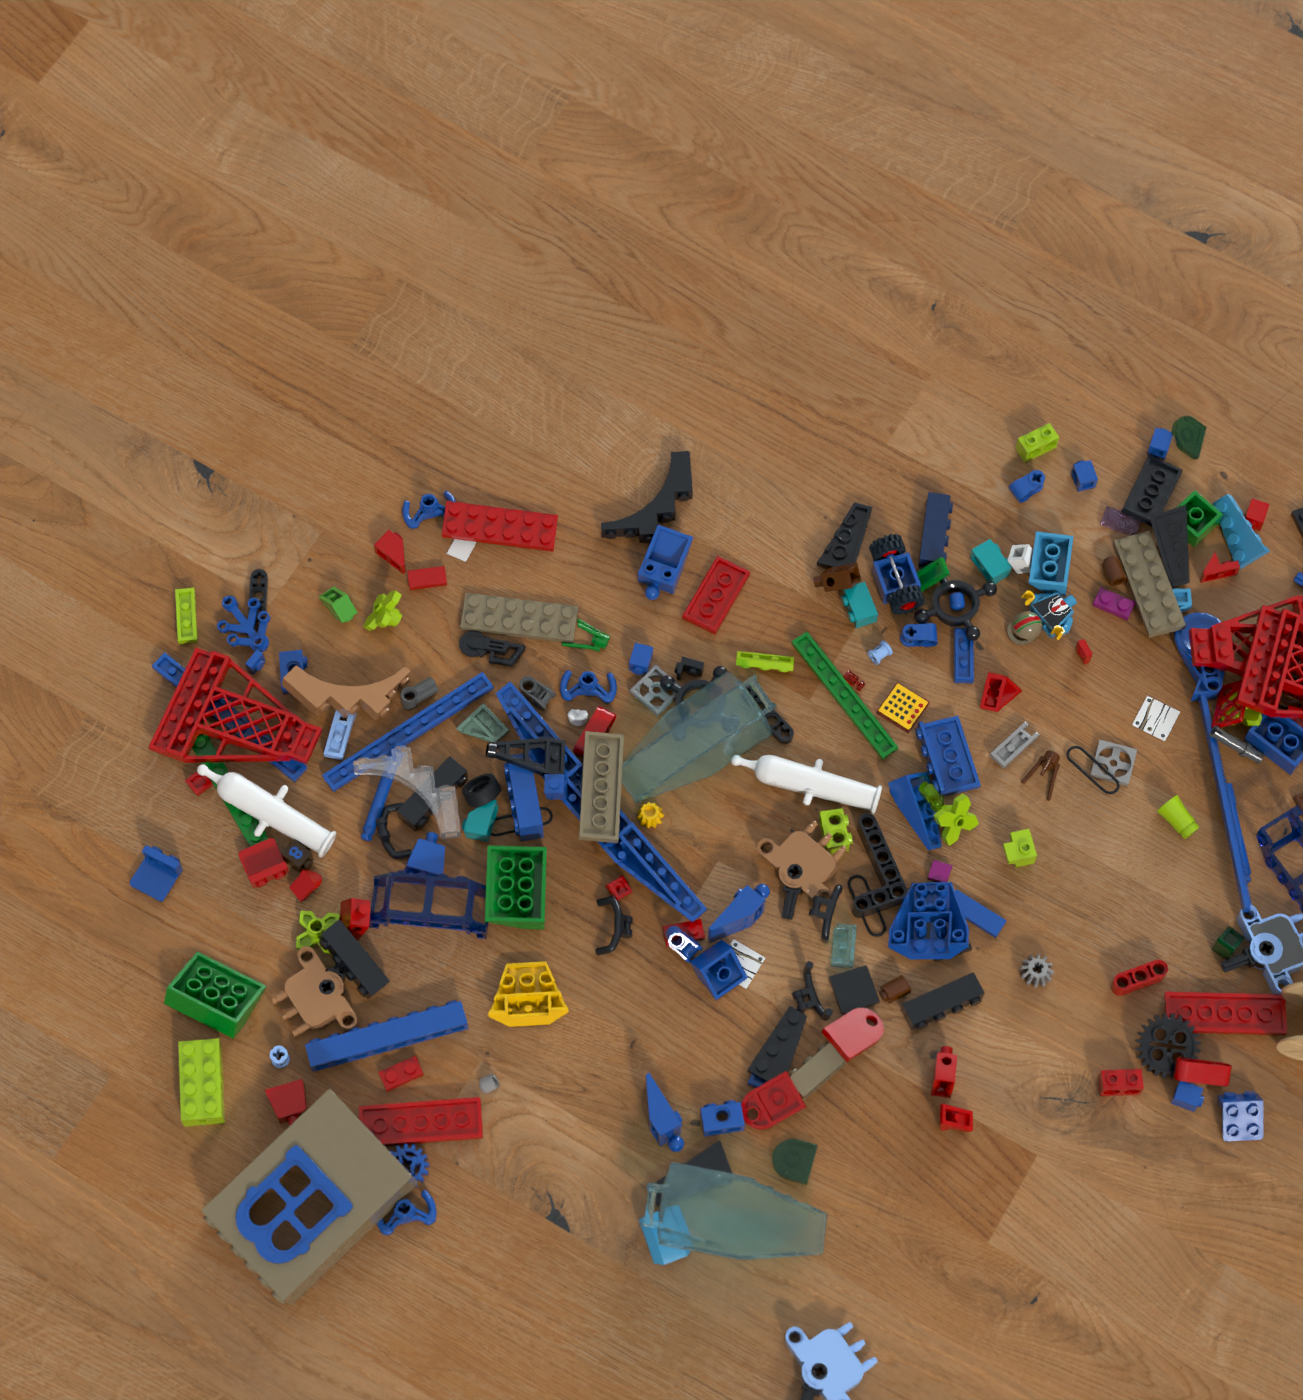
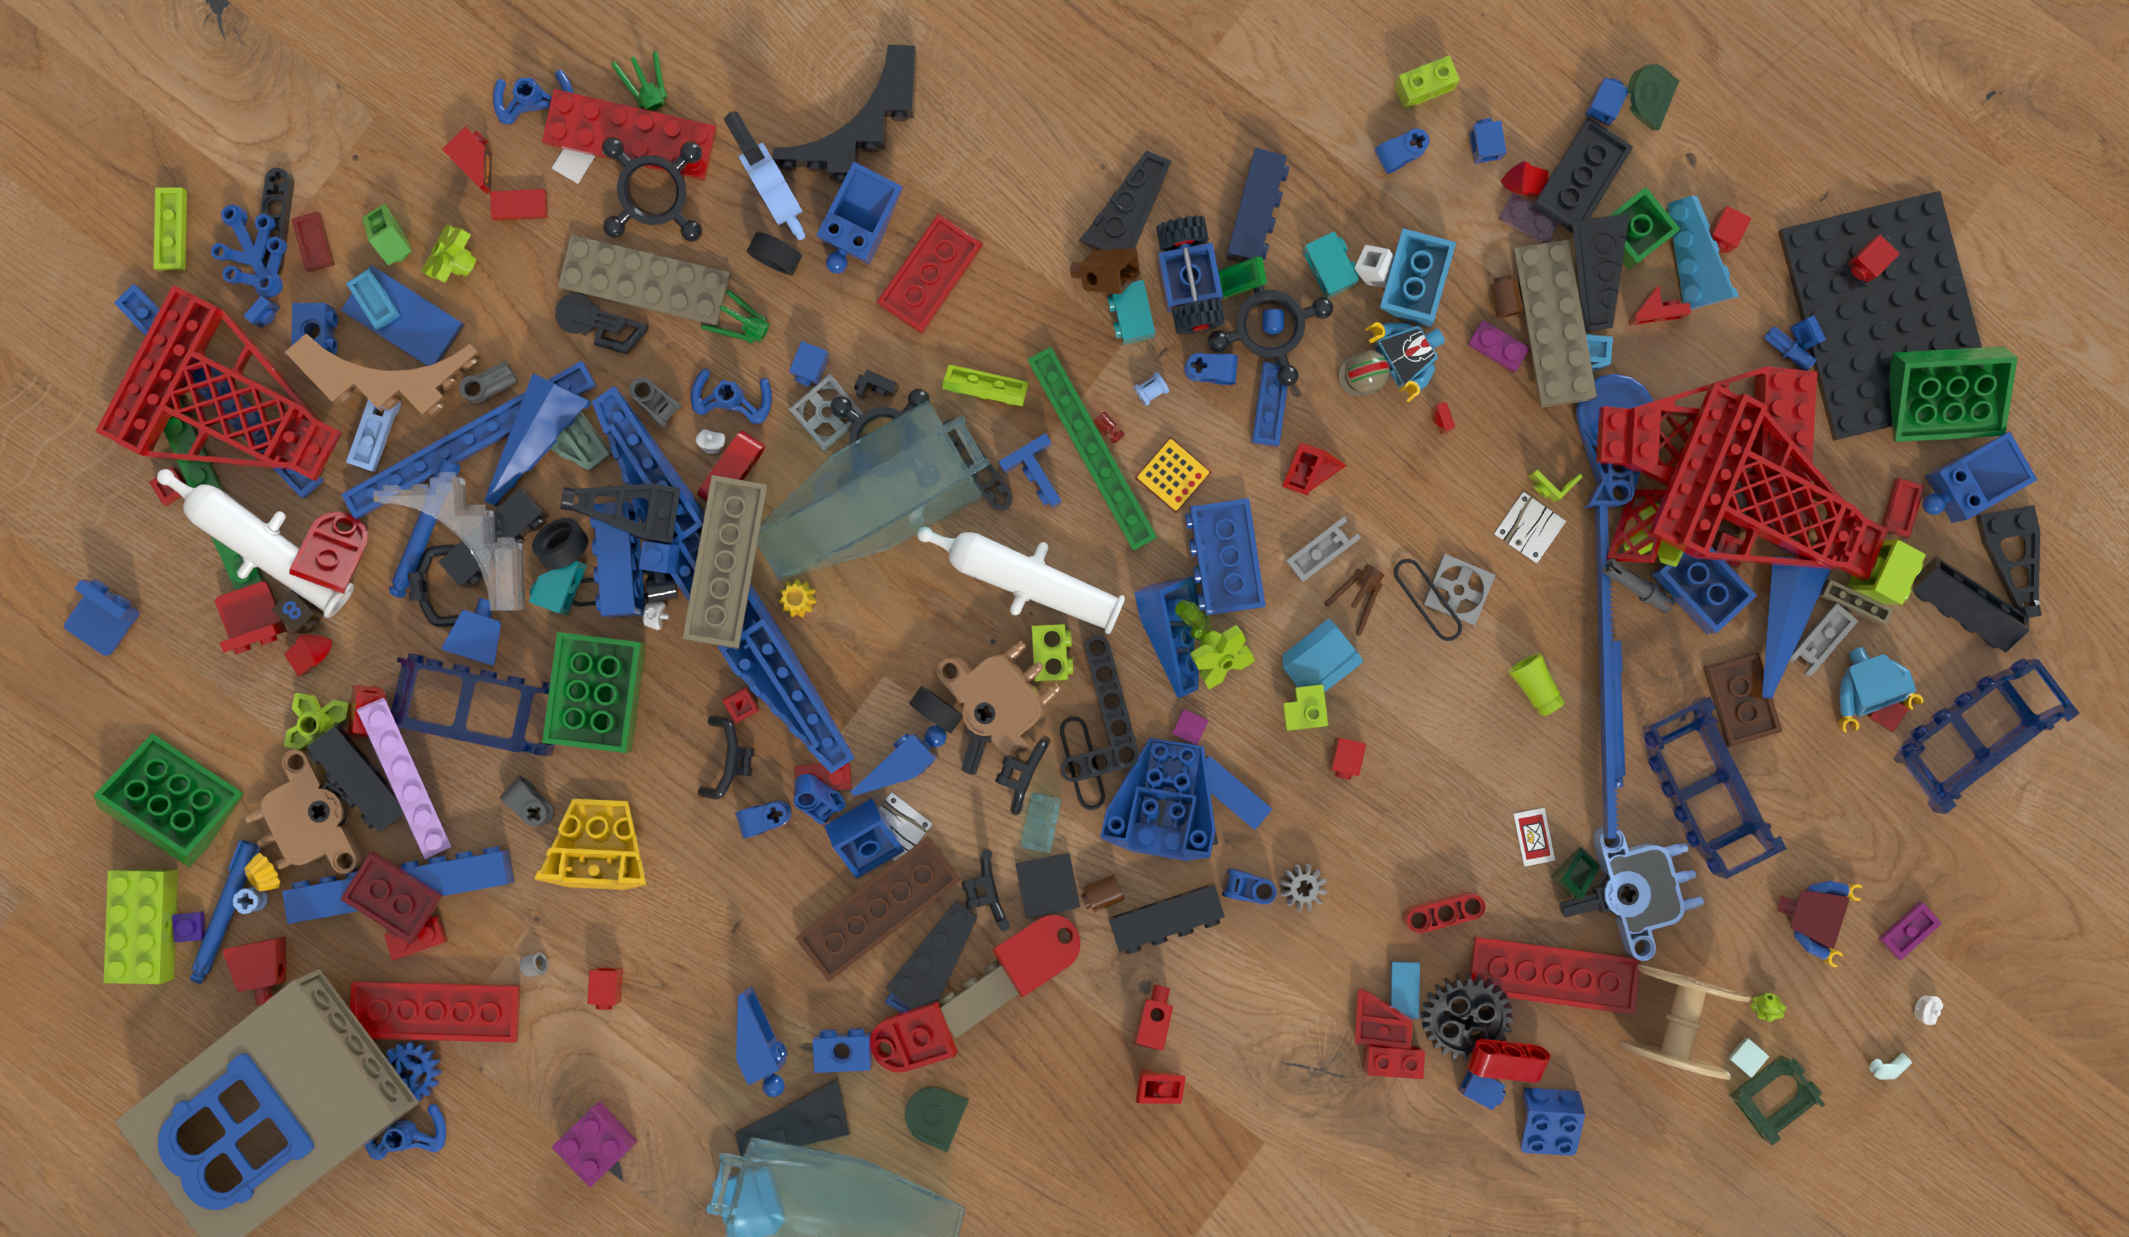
camera: 10 degrees right, 20 degrees up
(234, 1083) = (188, 926): none -> dark purple plate
(268, 1038) = (223, 911): none -> blue piece
(285, 615) = (312, 241): none -> clear red tile
(288, 1035) = (261, 873): none -> yellow piece
(321, 812) = (331, 555): none -> tile
(333, 646) = (373, 299): none -> dark azure tile
(352, 657) = (420, 329): none -> blue tile
(385, 1039) = (391, 897): none -> dark red tile
(388, 955) = (403, 777): none -> lavender plate
(461, 707) = (540, 420): none -> blue wedge
(472, 967) = (524, 799): none -> dark grey piece
(494, 532) = (615, 225): none -> black piece
(511, 499) = (650, 97): none -> green plant
(544, 1091) = (605, 987): none -> red brick
(548, 1202) = (594, 1144): none -> magenta brick
(550, 834) = (654, 614): none -> white piece
(553, 810) = (661, 586): none -> black piece
(603, 539) = (766, 176): none -> light blue piece
(609, 589) = (774, 253): none -> black tyre
(641, 963) = (759, 819): none -> blue piece
(734, 1017) = (878, 908): none -> reddish brown plate
(759, 872) = (935, 709): none -> black tyre
(805, 712) = (1032, 469): none -> blue bracket
(997, 974) = (1247, 887): none -> blue piece
(1026, 812) = (1321, 657): none -> dark azure slope
(1053, 879) = (1347, 758): none -> red brick
(1107, 1057) = (1381, 1023): none -> red wing
(1113, 496) = (1525, 179): none -> red tile
(1120, 1035) = (1405, 987): none -> dark azure tile
(1164, 690) = (1547, 489): none -> lime bracket
(1195, 923) = (1534, 837): none -> sticker

